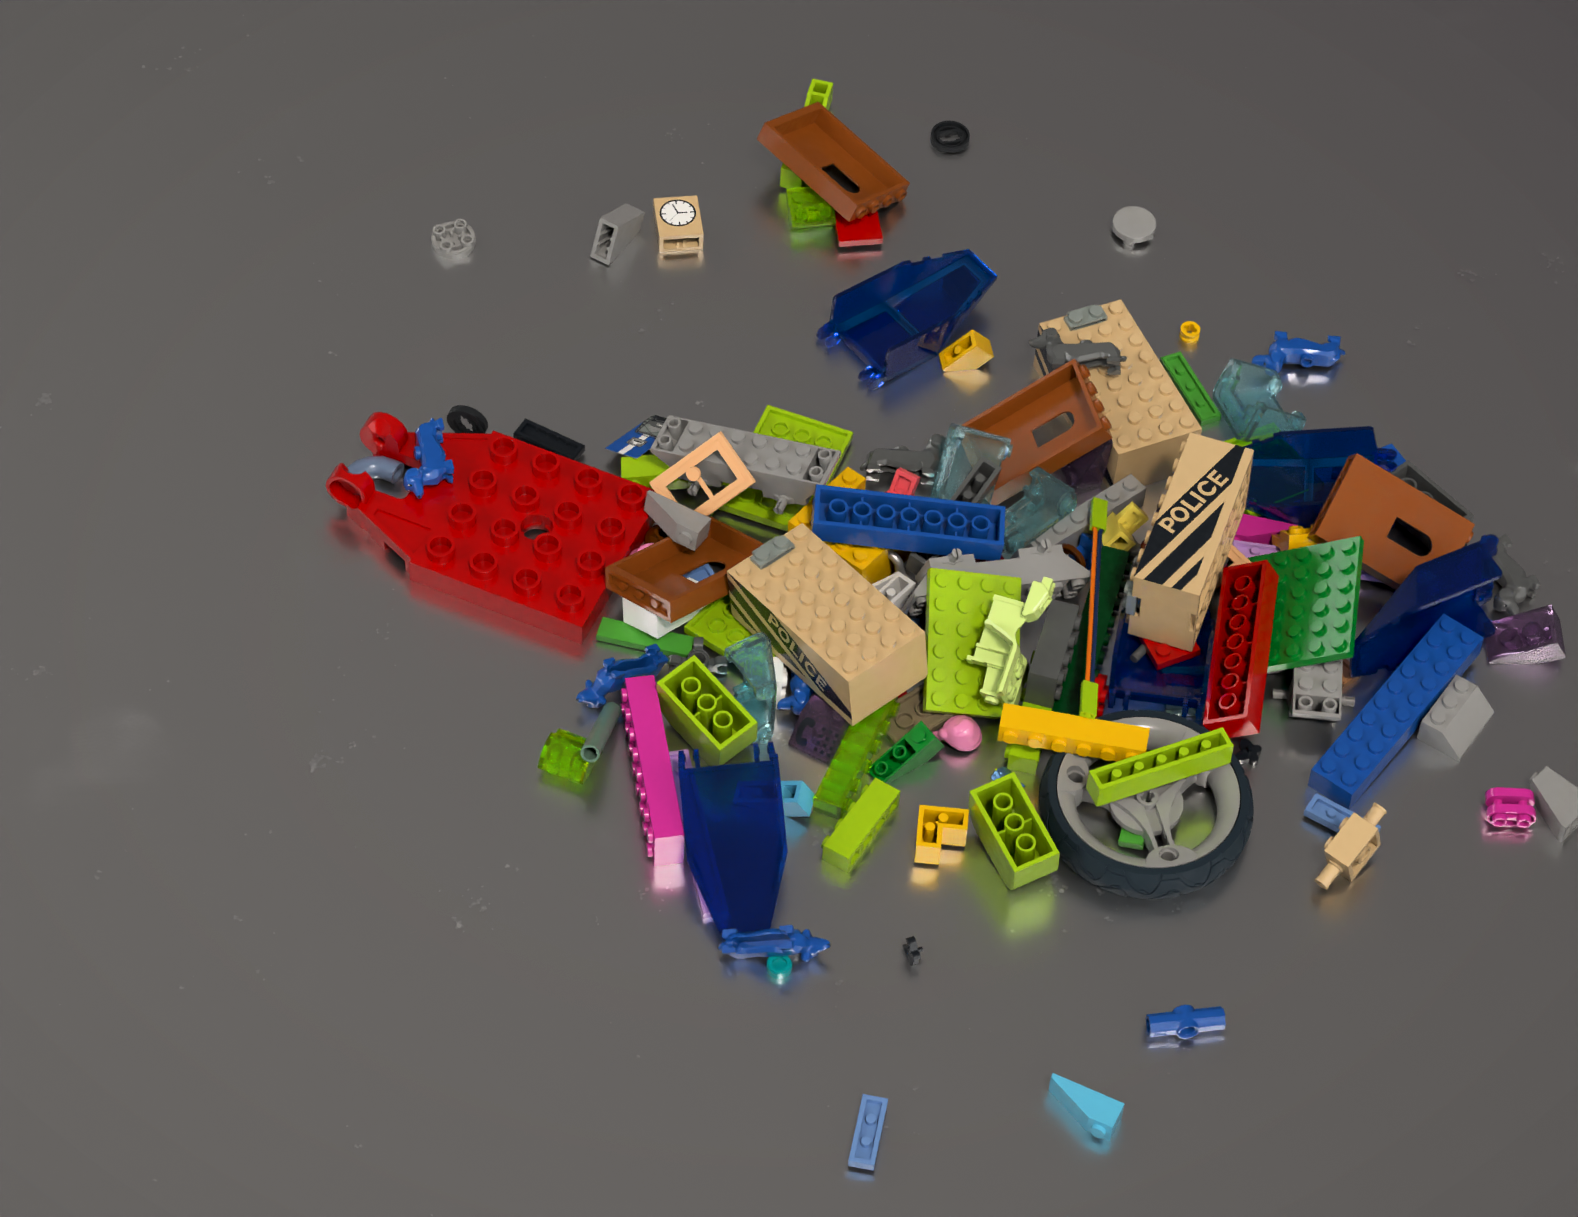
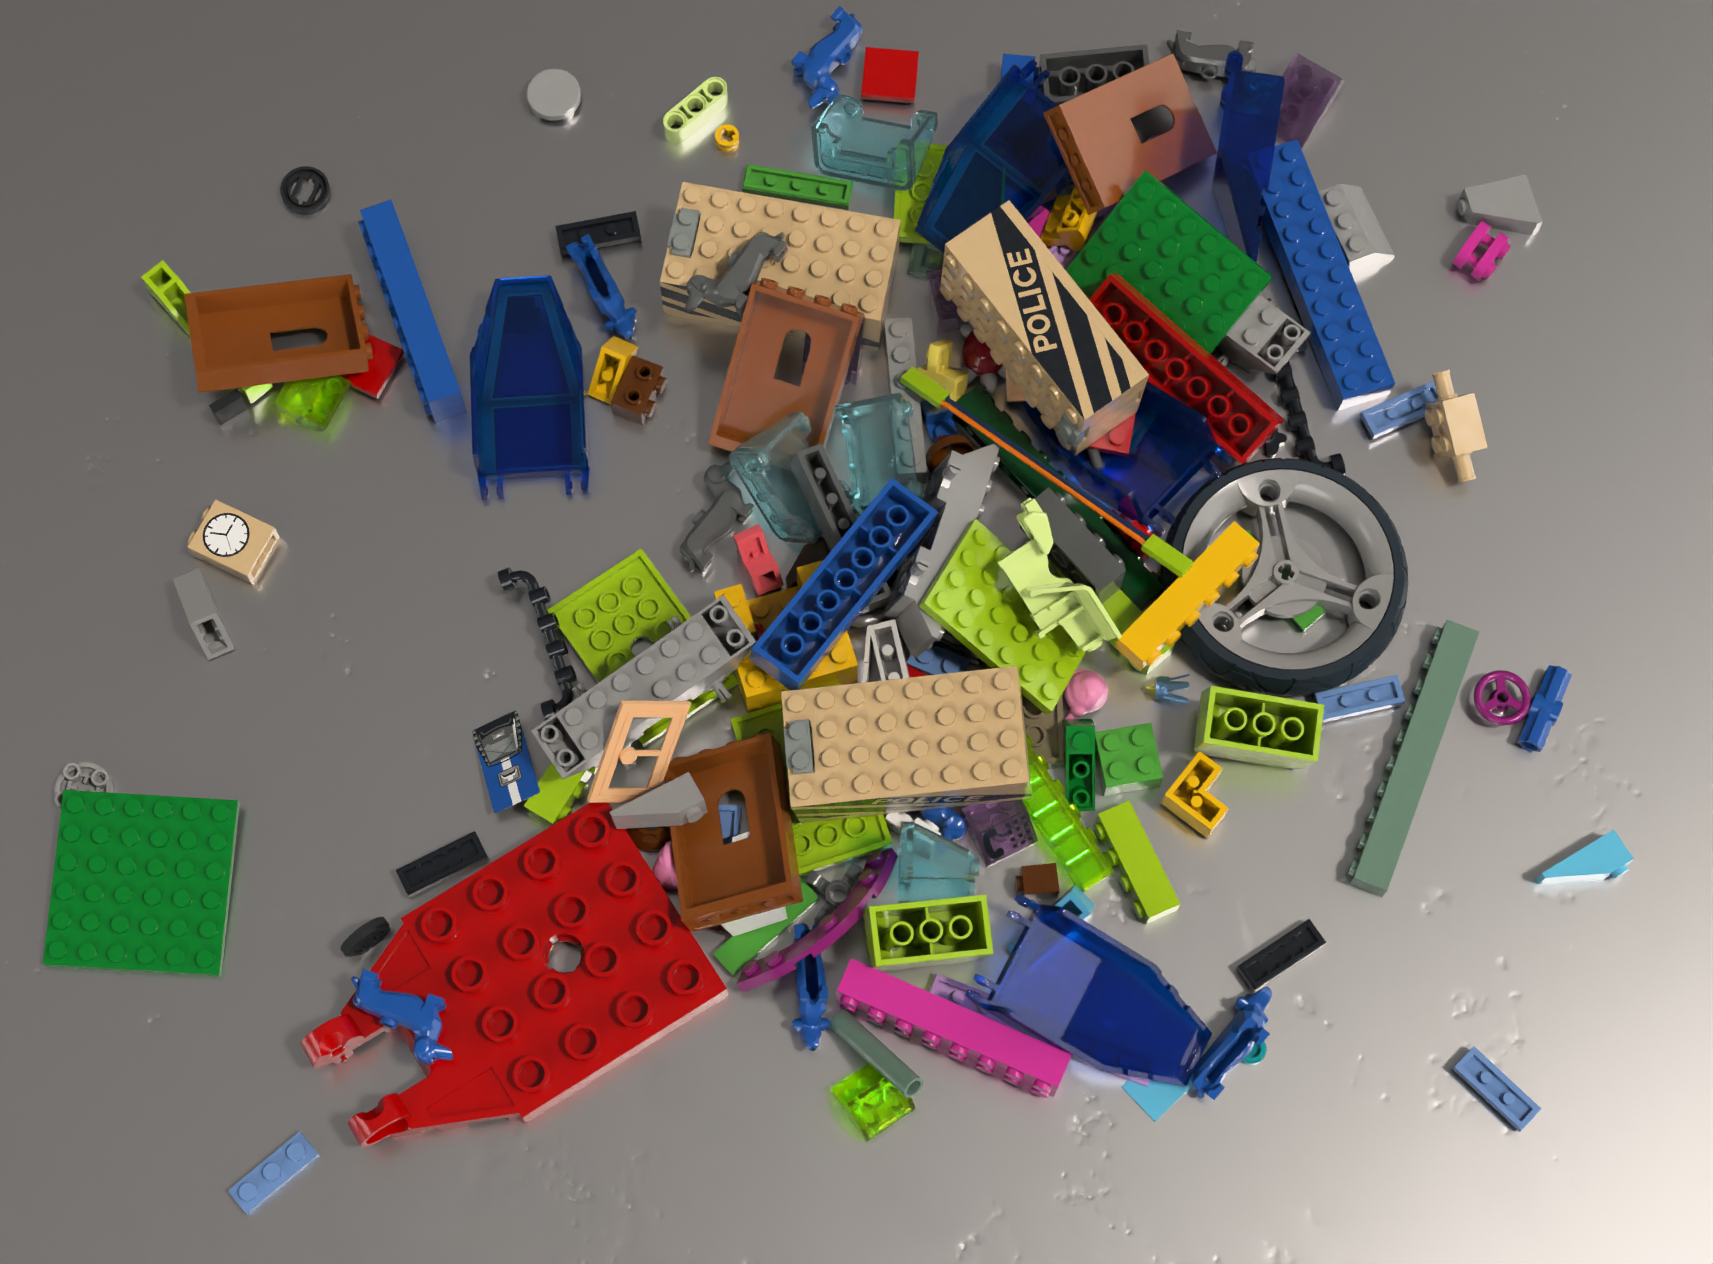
camera: 55 degrees left, 20 degrees up
(277, 464) = (273, 1173): none -> medium blue plate
(378, 468) = (353, 1077): sand blue cylinder -> none
(415, 297) = (141, 883): none -> green plate
(667, 654) = (831, 927): none -> magenta plate
(701, 928) = (1156, 1097): none -> medium azure window
(758, 406) = (547, 624): none -> black bar
(766, 173) = (228, 407): none -> black piece
(800, 769) = (1038, 881): none -> reddish brown brick
(863, 948) = (1281, 955): none -> black plate
(912, 951) = (1315, 910): black piece -> none
(915, 220) = (411, 312): none -> blue brick
(931, 778) = (1127, 759): none -> bright green brick
(963, 374) = (638, 390): none -> reddish brown brick
(1017, 314) = (603, 287): none -> blue animal
(1053, 294) = (603, 231): none -> black plate
(1078, 956) = (1413, 759): none -> sand green brick
(1095, 901) = (1360, 698): none -> medium blue plate
(1159, 767) = (1281, 542): lime brick -> none
(1168, 999) = (1497, 707): none -> magenta piece
(1192, 303) = (693, 121): none -> yellowish green beam
(1290, 748) = (1298, 419): none -> black bar
(1319, 395) = (890, 75): none -> red tile

